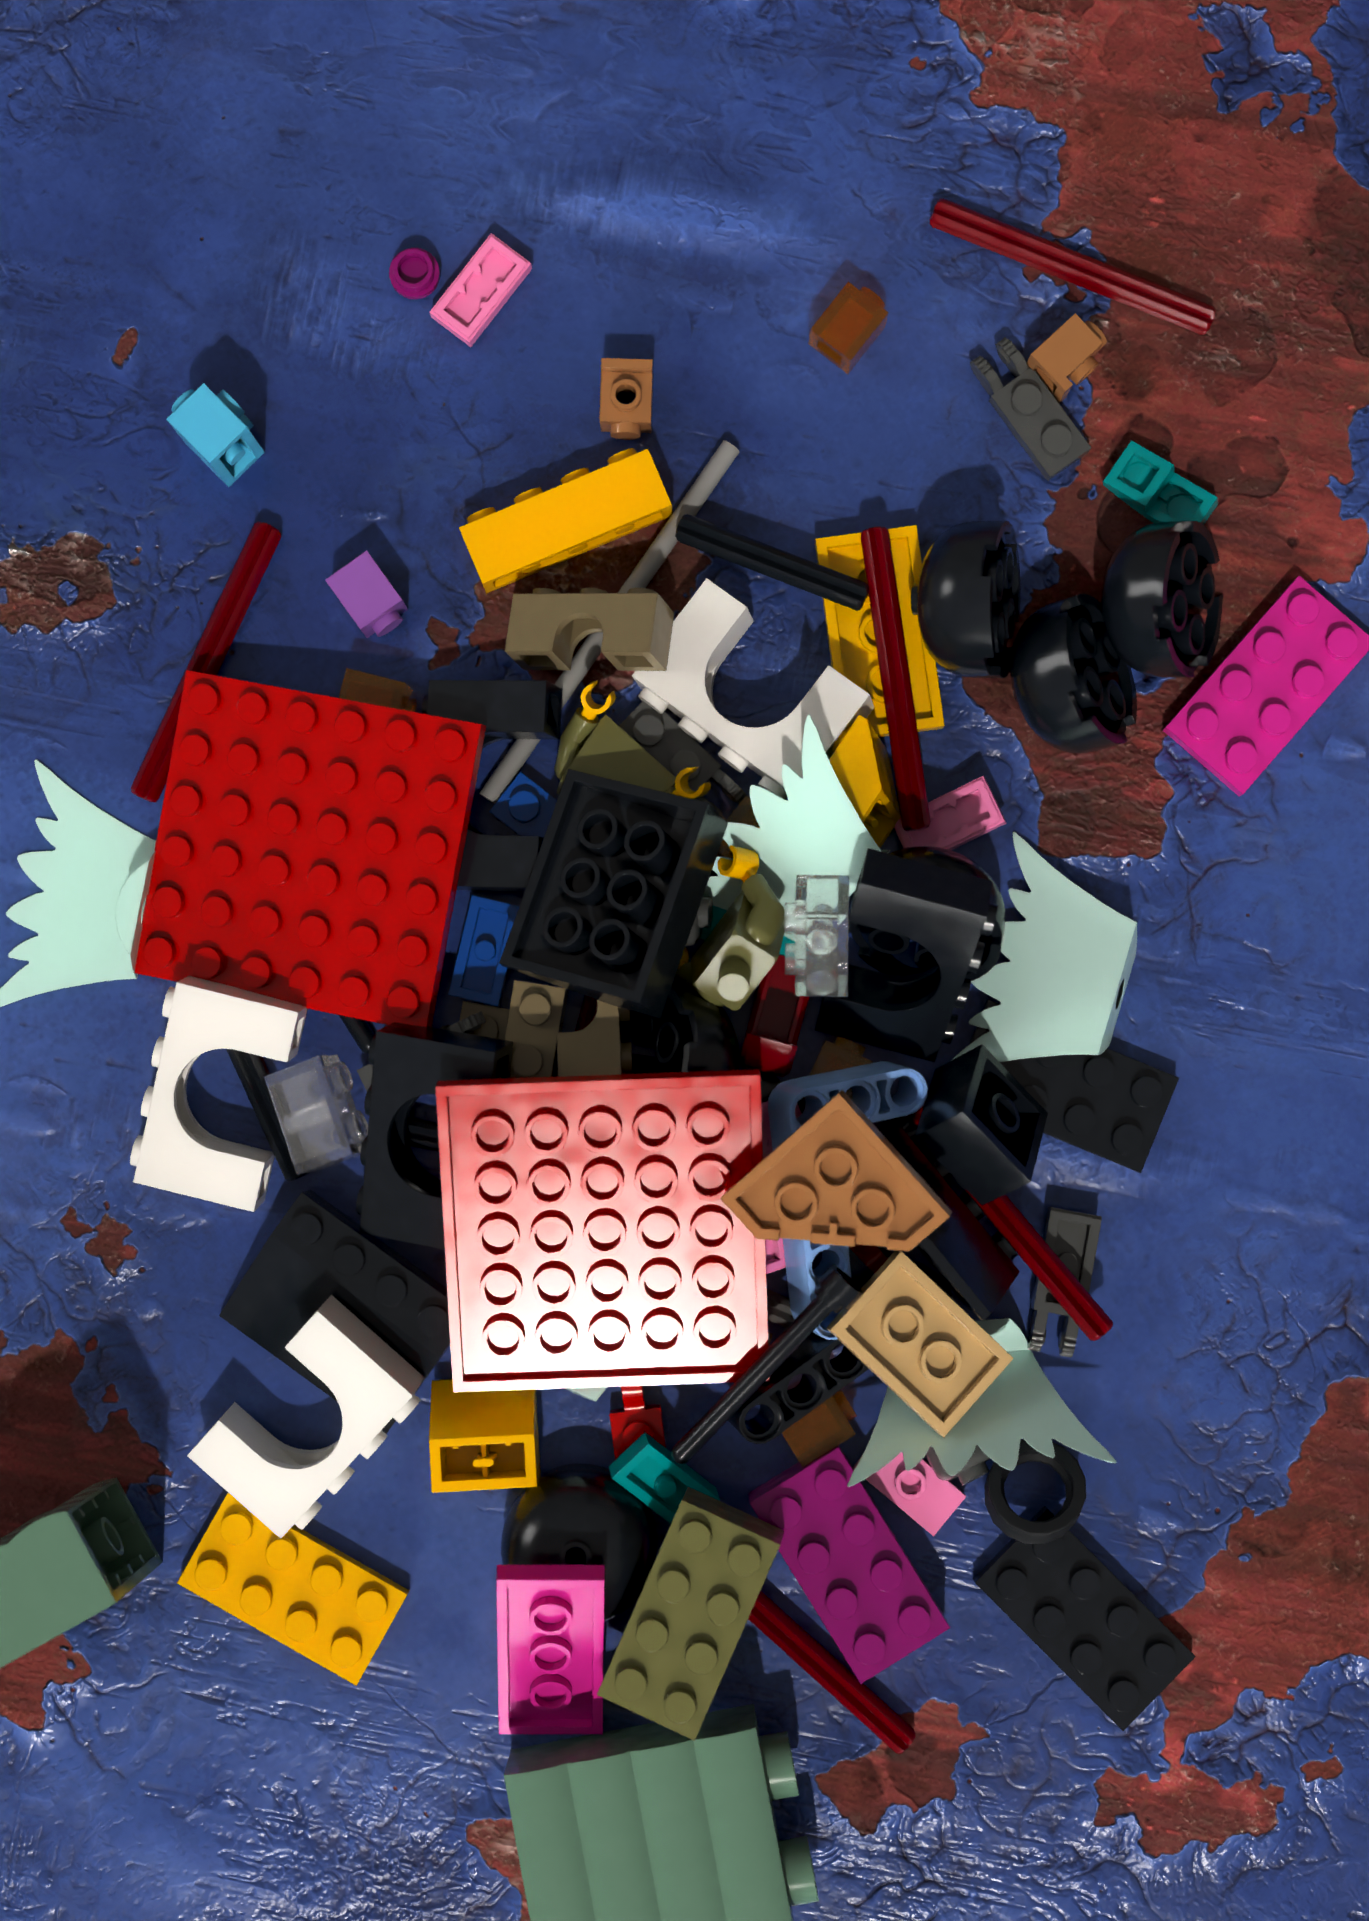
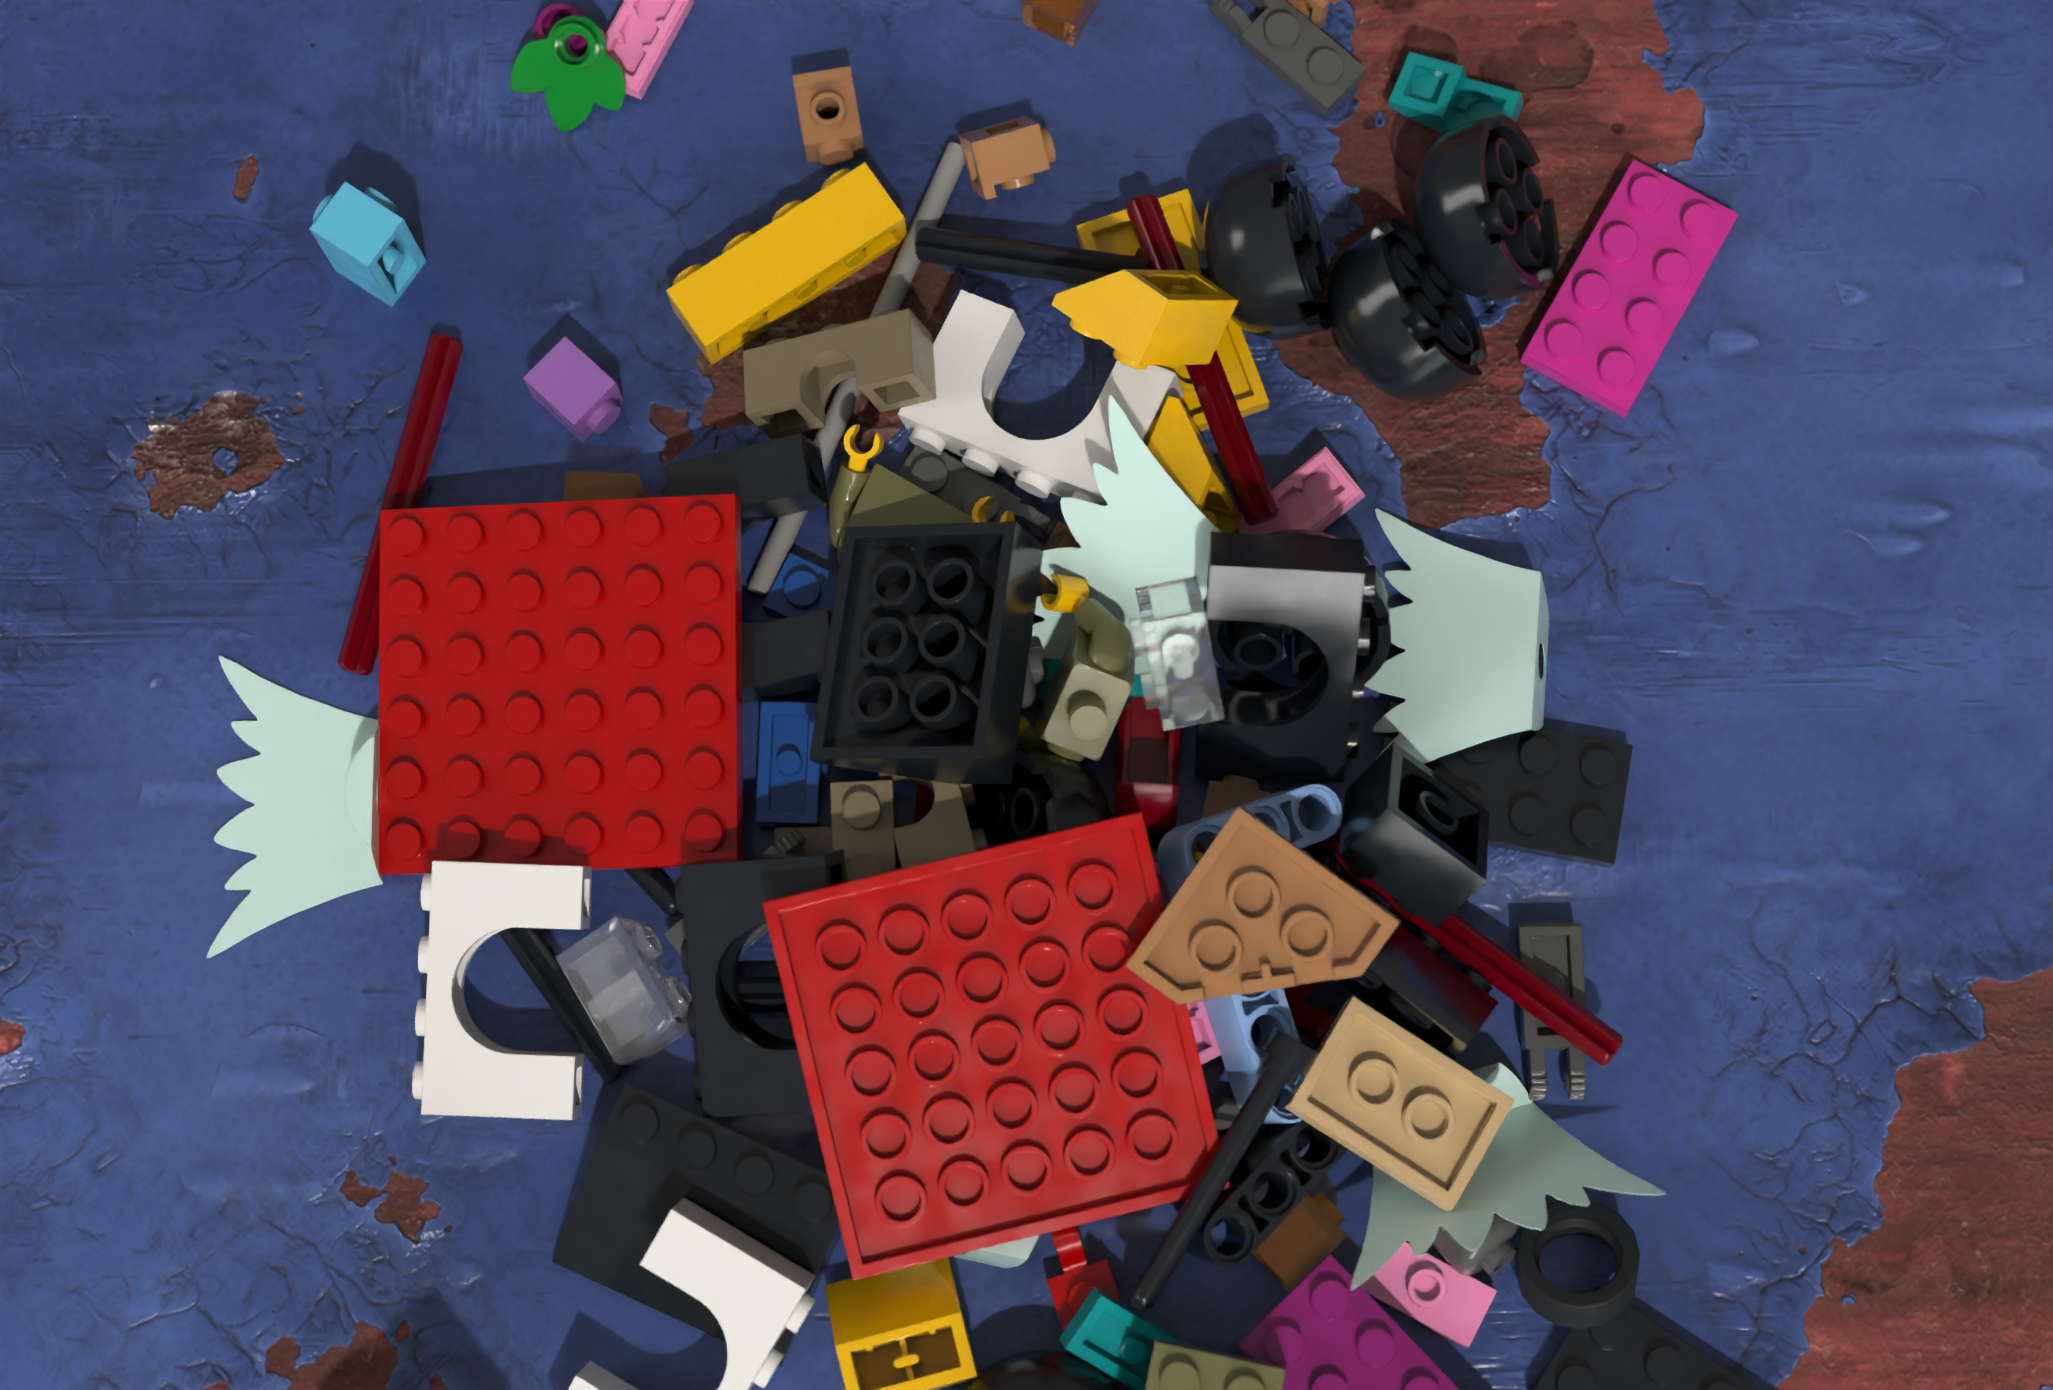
camera: 15 degrees left, 10 degrees down
(413, 319) = (570, 80): none -> green plate
(769, 463) = (1006, 155): none -> medium nougat brick
(860, 644) = (1151, 315): none -> yellow slope

